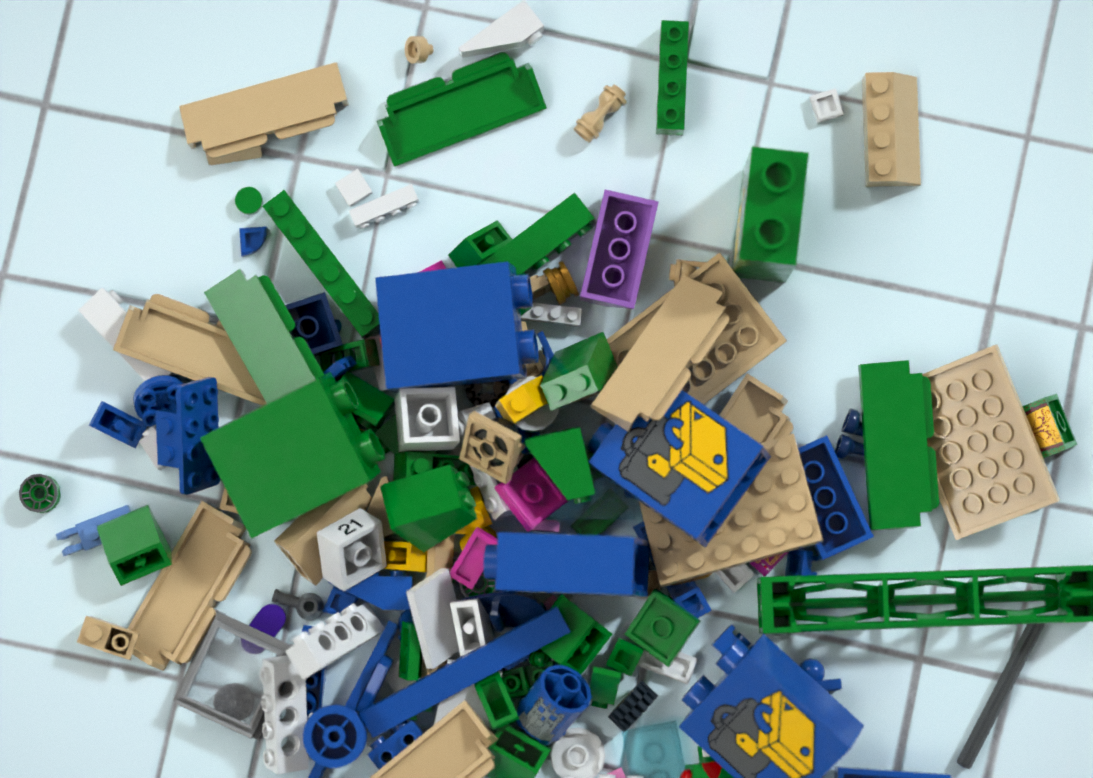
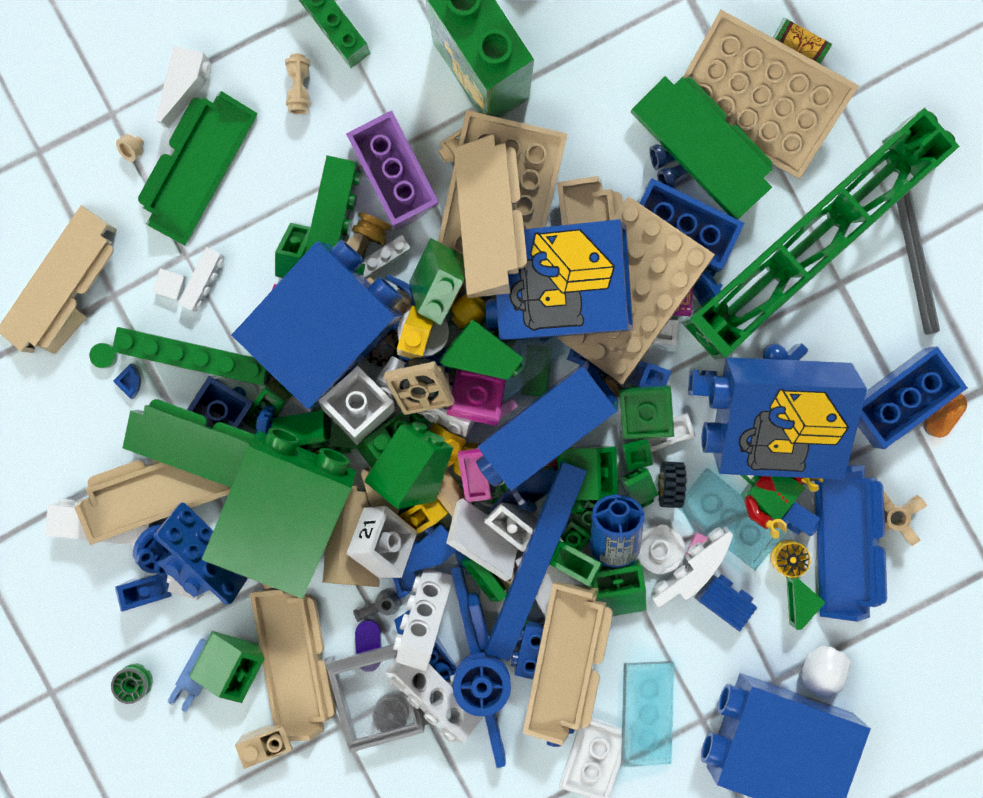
camera: 40 degrees left, 5 degrees up
(585, 417) = (468, 309): none -> yellow head

